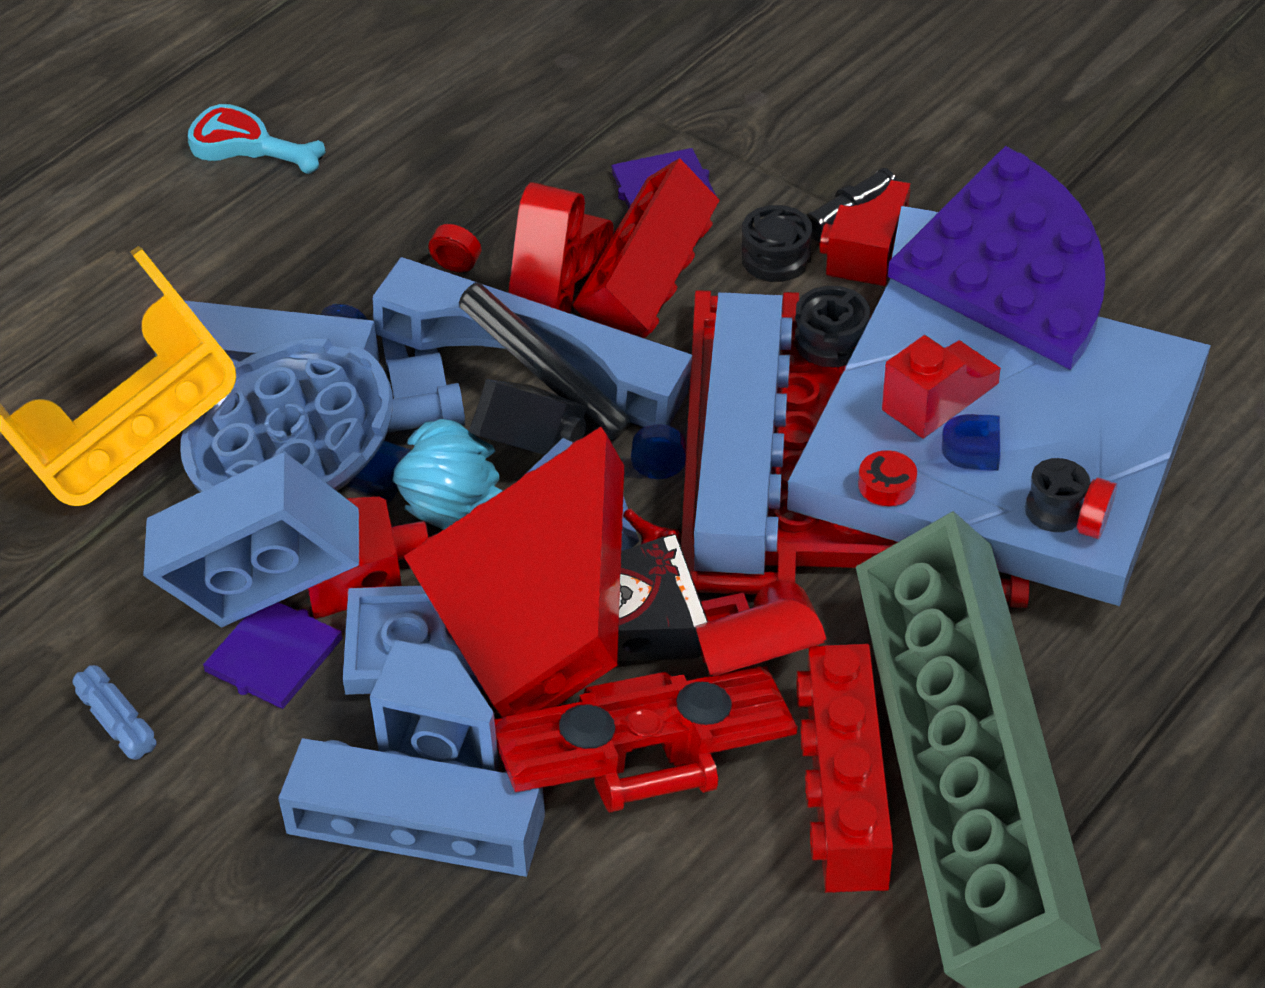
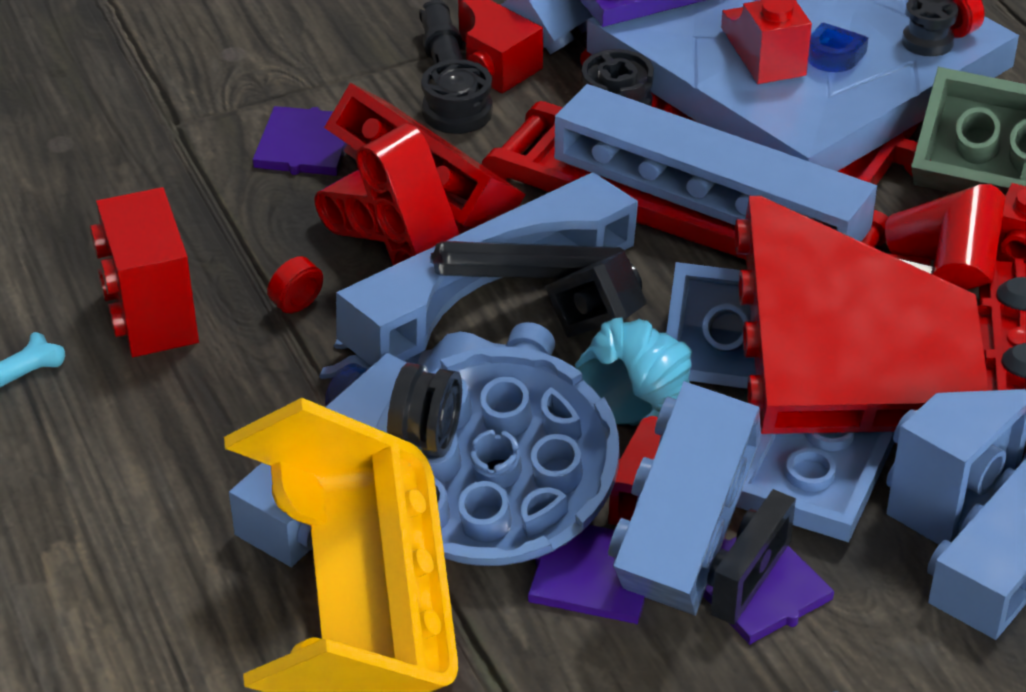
camera: 65 degrees left, 5 degrees down
(266, 624) = (757, 548): none -> black plate
(268, 348) = (425, 408): none -> black wheel
(391, 157) = (144, 272): none -> red brick
(658, 451) = (675, 242): clear blue tile -> none
(887, 478) = (851, 101): red tile -> none

